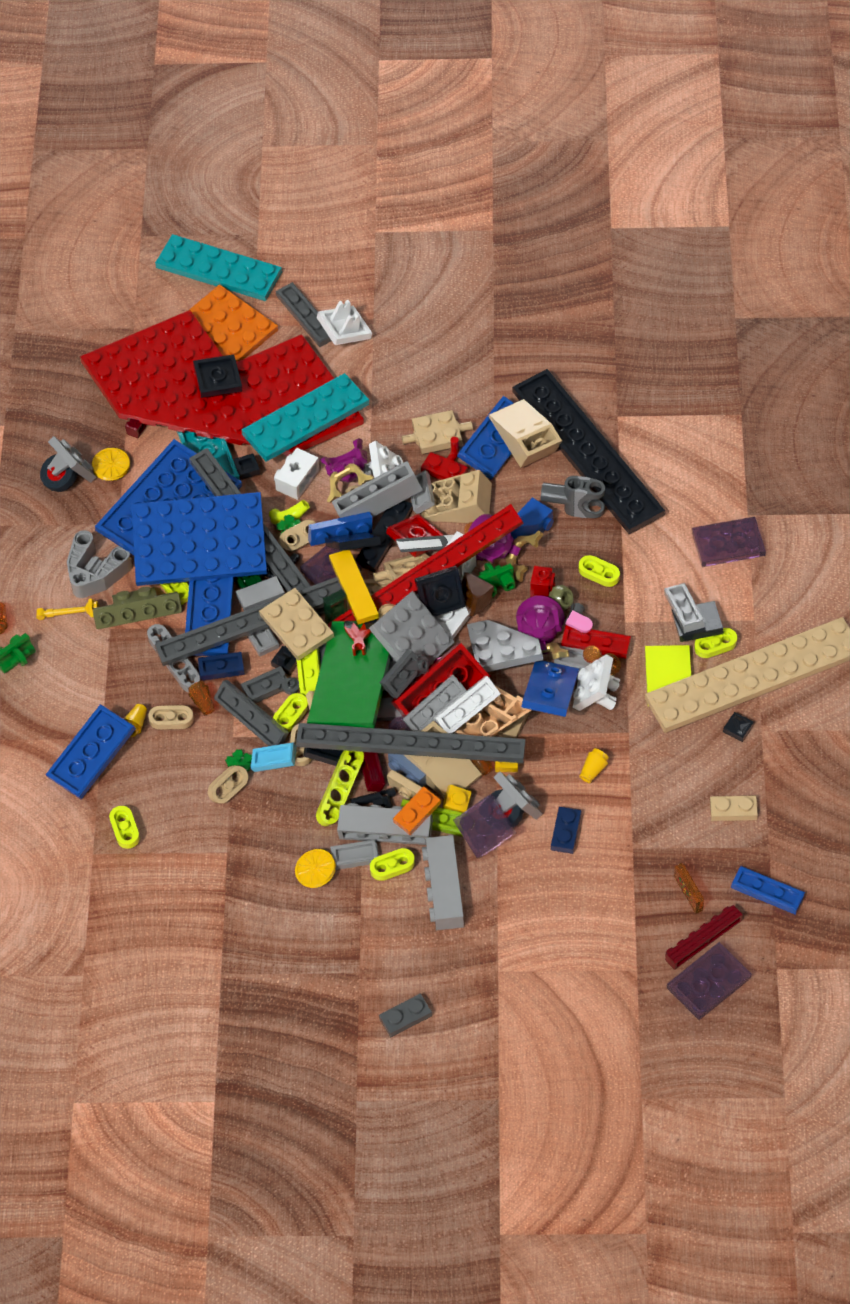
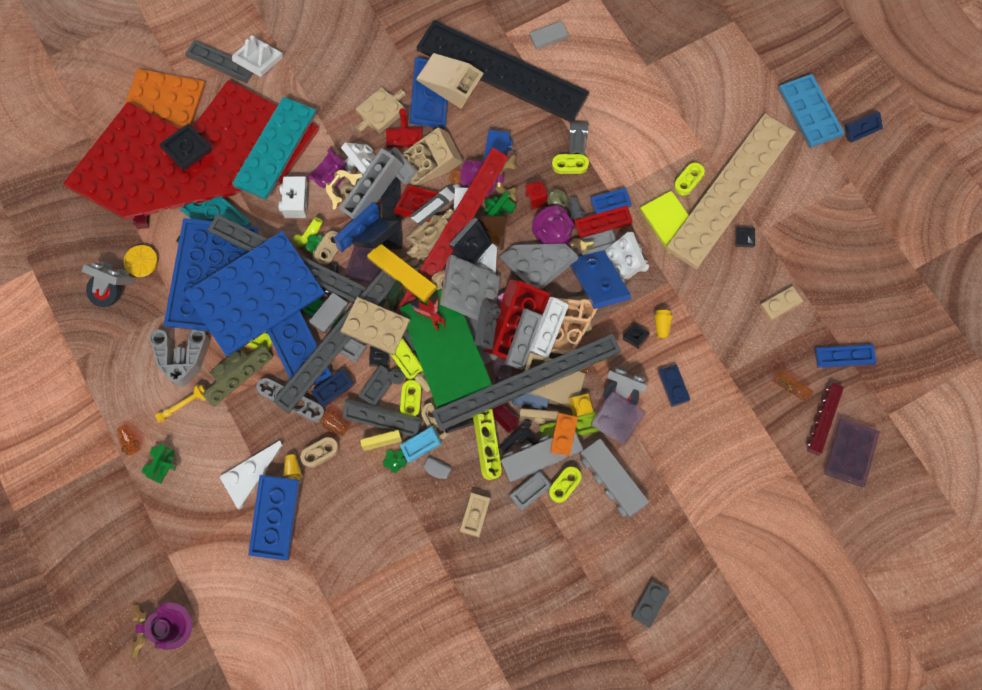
camera: 30 degrees left, 15 degrees up
(80, 705) = (244, 477): none -> white wing
(125, 828) = (339, 567): neon yellow plate -> none
(218, 267) = (127, 54): teal plate -> none
(227, 786) = (399, 488): tan plate -> none
(237, 734) = (381, 440): none -> light yellow tile
(246, 466) = (251, 210): black plate -> none
(276, 789) = (437, 468): none -> light grey piece
(284, 847) = (475, 515): none -> tan plate
(315, 868) = (508, 519): yellow wheel -> none
(557, 764) = (636, 336): none -> black tile
(575, 496) = (520, 113): dark grey connector -> none
(579, 622) = (584, 213): bright pink piece -> none
(592, 653) = (610, 235): clear orange plate -> none
(618, 624) = (610, 201): none -> blue plate
(625, 547) = (578, 137): none -> dark grey piece
(661, 438) = (548, 35): none -> light grey tile
(684, 608) = (652, 163): light grey tile -> none
(712, 623) = (667, 169): tile -> none
(728, 541) = (647, 94): clear purple plate -> none

